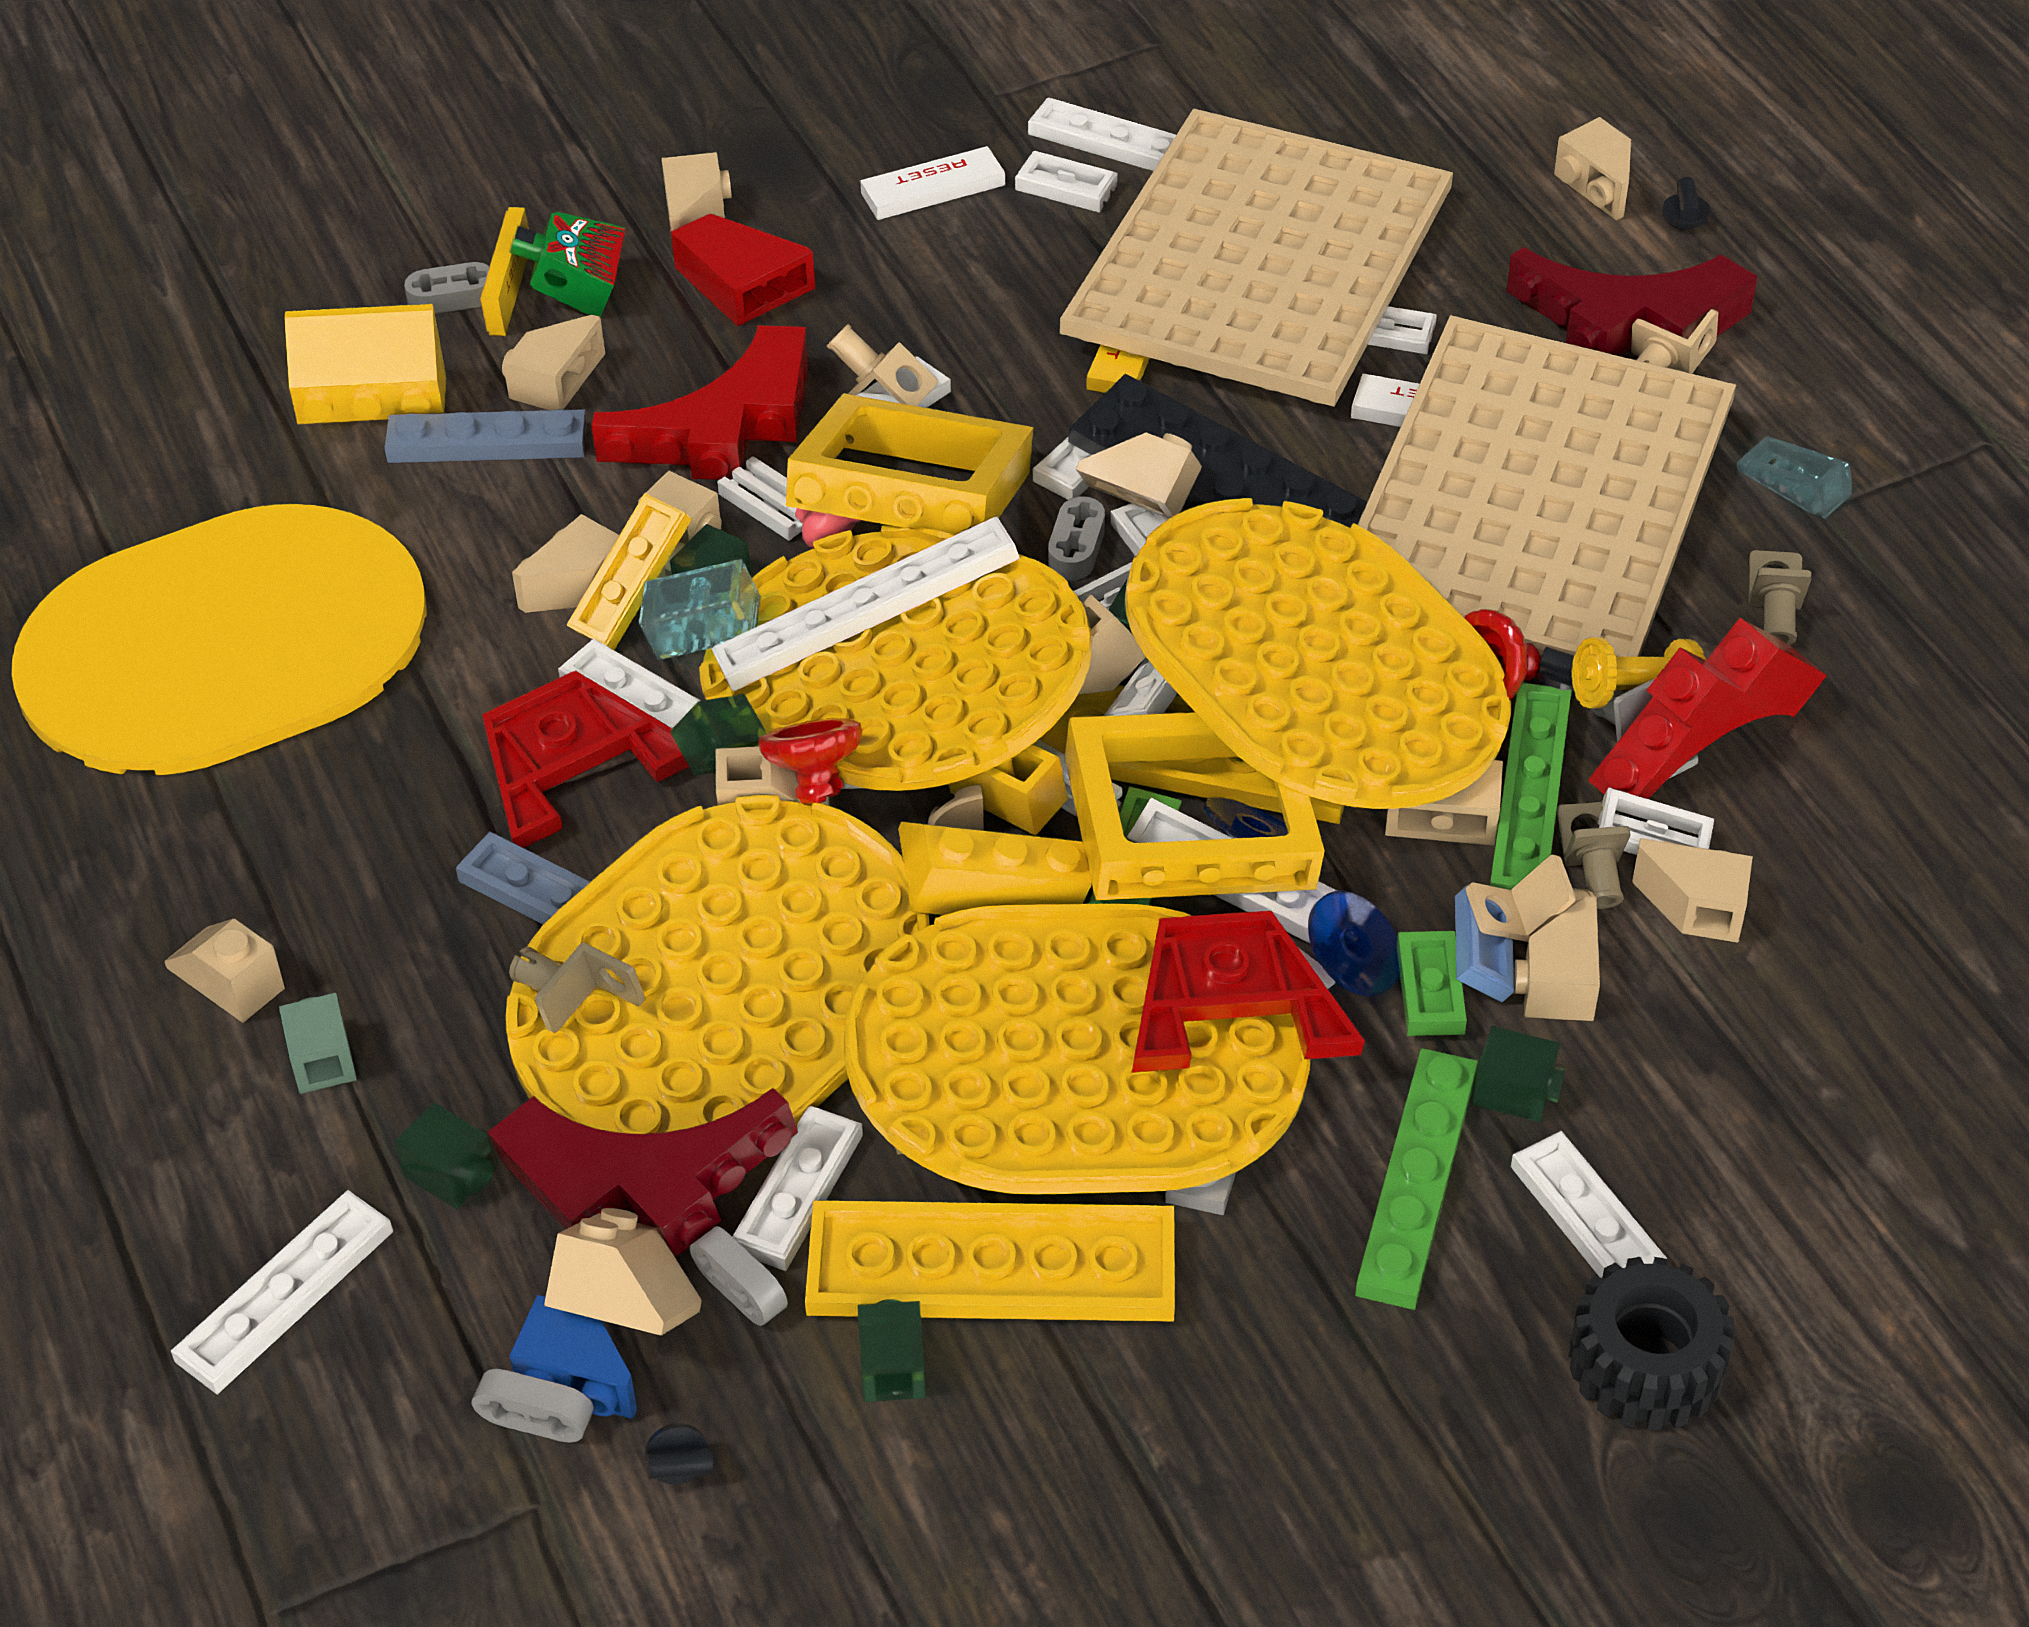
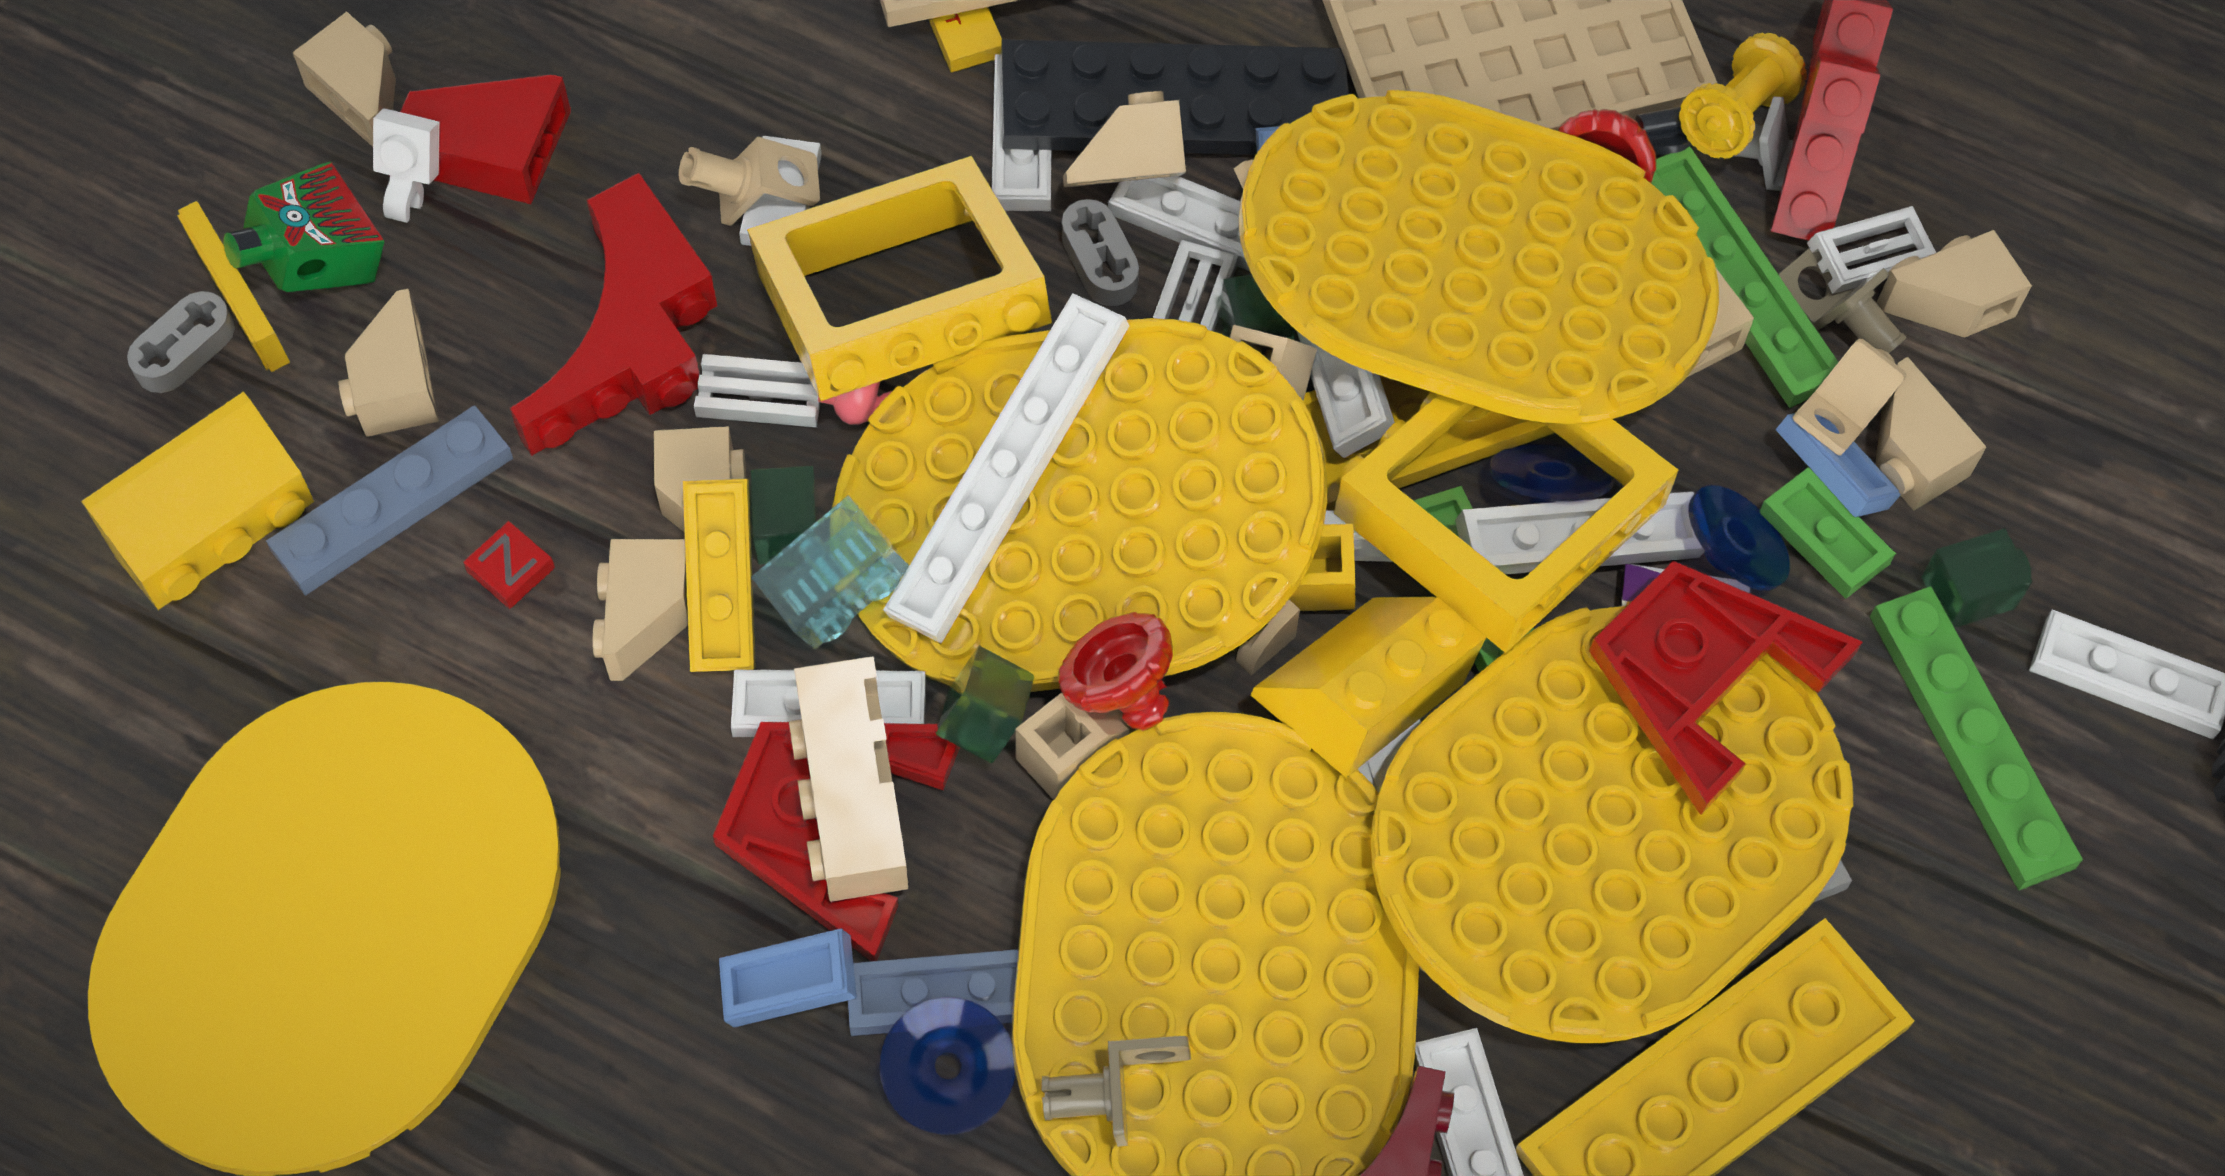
camera: 40 degrees left, 15 degrees up
(448, 820) = (787, 978): none -> medium blue tile
(480, 910) = (911, 1056): none -> clear blue dish
(519, 508) = (509, 564): none -> red tile
(585, 714) = (849, 780): none -> wedge
(674, 247) = (409, 153): none -> white plate

